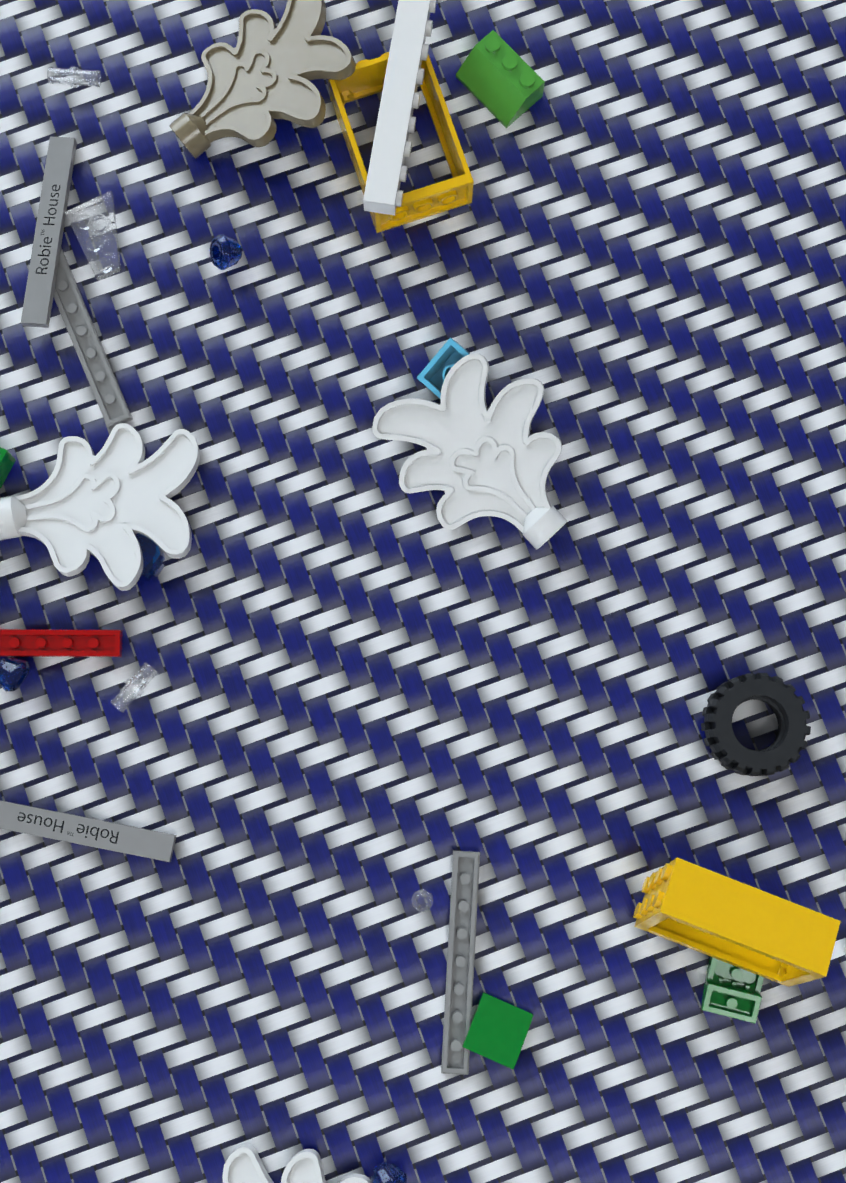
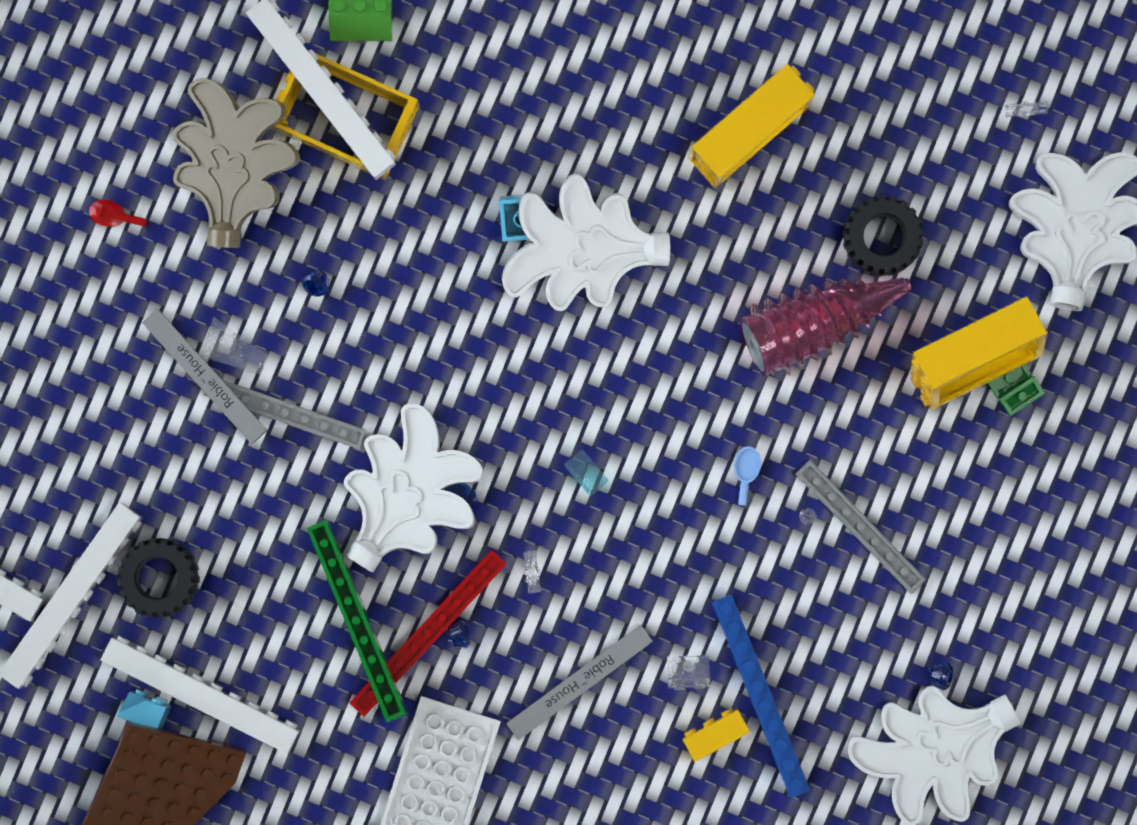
camera: 50 degrees left, 5 degrees up
(57, 75) = (116, 273): clear pin -> none
(126, 30) = (112, 214): none -> red piece
(131, 1007) = (715, 734): none -> yellow brick
(169, 923) = (688, 672): none -> clear bracket
(206, 1019) = (760, 696): none -> blue brick
(273, 652) = (586, 472): none -> clear light blue panel
(415, 800) = (746, 468): none -> light blue piece
(498, 1030) = (917, 540): green slope -> none
(615, 735) = (814, 321): none -> clear pink cone
(743, 501) = (751, 125): none -> yellow door

